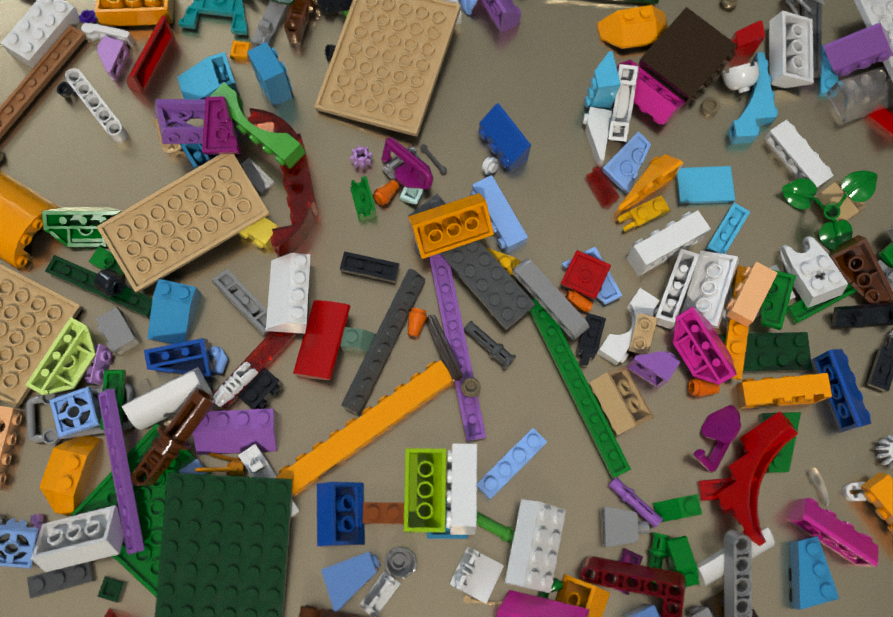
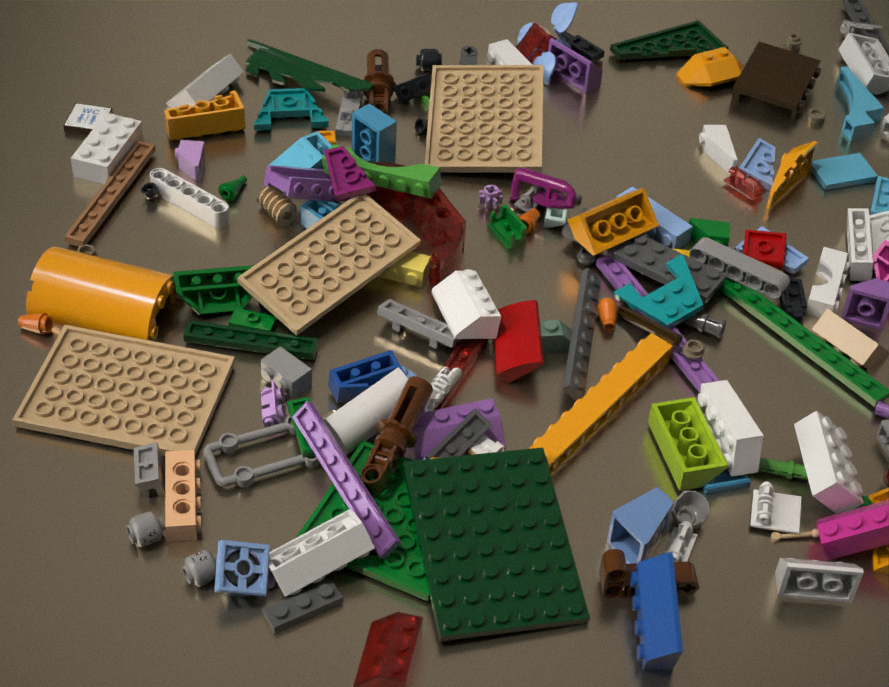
camera: 15 degrees left, 30 degrees down
(65, 360) = (240, 397): yellowish green wedge -> none
(69, 473) = (275, 507): light orange wedge -> none
(77, 413) = (267, 445): light blue piece -> none
(91, 19) = (152, 135): dark purple plate -> none
(97, 31) = (174, 140): white hinge -> none
(109, 282) = (265, 326): black head -> none
(111, 589) = (367, 604): dark green tile -> none
(136, 100) = (230, 189): none -> green cone
(150, 56) = (235, 149): red slope -> none
(172, 312) = (339, 341): dark azure slope -> none
(230, 447) = (462, 436): none -> dark grey plate
(261, 390) = (468, 392): black bracket -> none
(340, 514) = (599, 481): blue slope -> none
(369, 267) = (538, 279): black plate -> none
(383, 513) = (651, 471): dark orange brick -> none
(471, 328) = (669, 303): none -> teal wing
(490, 165) = (624, 183): white plate -> none
(504, 138) = (632, 158): blue slope -> none
(511, 463) = (771, 399): light blue brick -> none
(545, 245) = (711, 229): none -> green slope
(603, 84) = (712, 101): medium azure slope -> none
(623, 103) = (733, 103): white arch -> none
(643, 334) = (846, 274): tan hinge -> none
(645, 213) = (796, 200): yellow hinge -> none
(654, 96) = (750, 110): dark pink slope -> none
(667, 243) = (829, 210): white brick -> none
(741, 77) = (834, 87): white cylinder -> none
(748, 39) = (830, 59): red slope -> none

